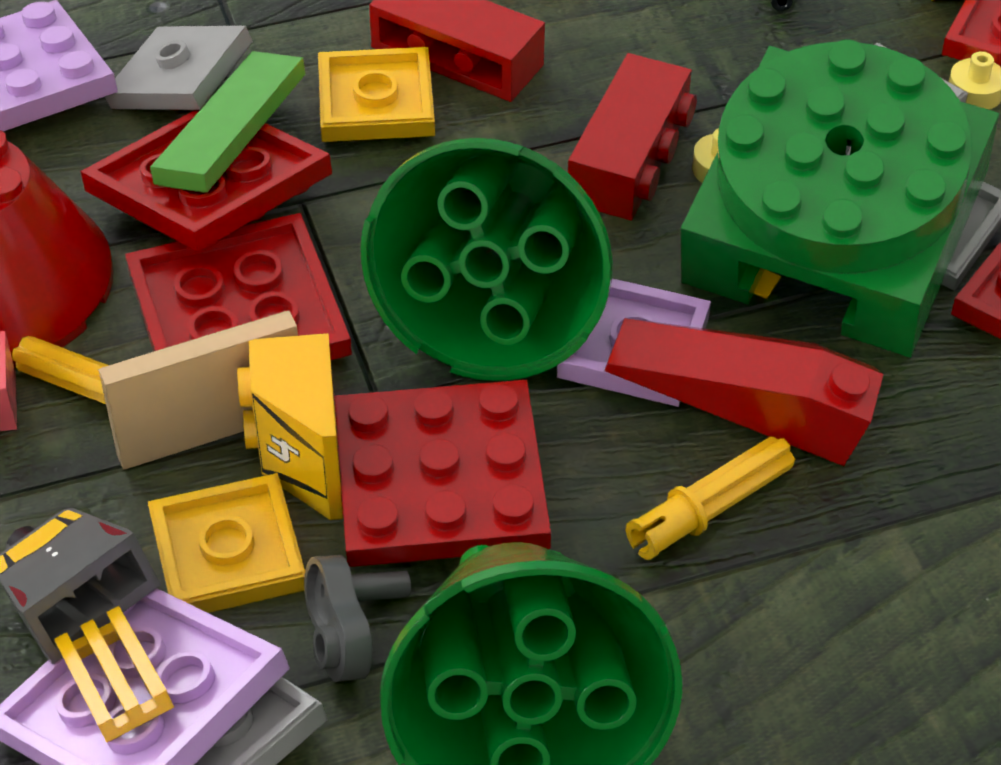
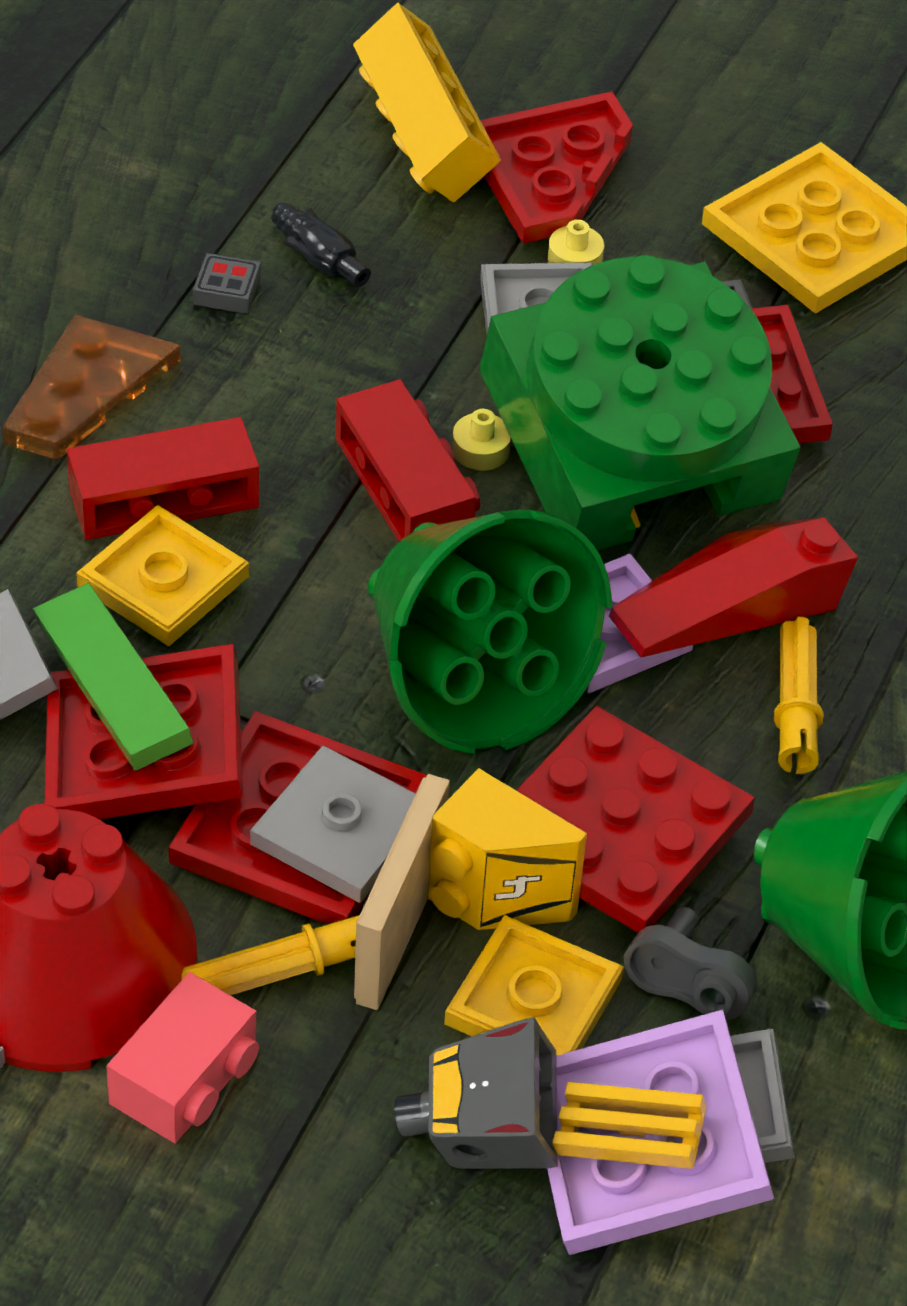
camera: 50 degrees left, 0 degrees up
(235, 296) = (335, 823): none -> light grey plate

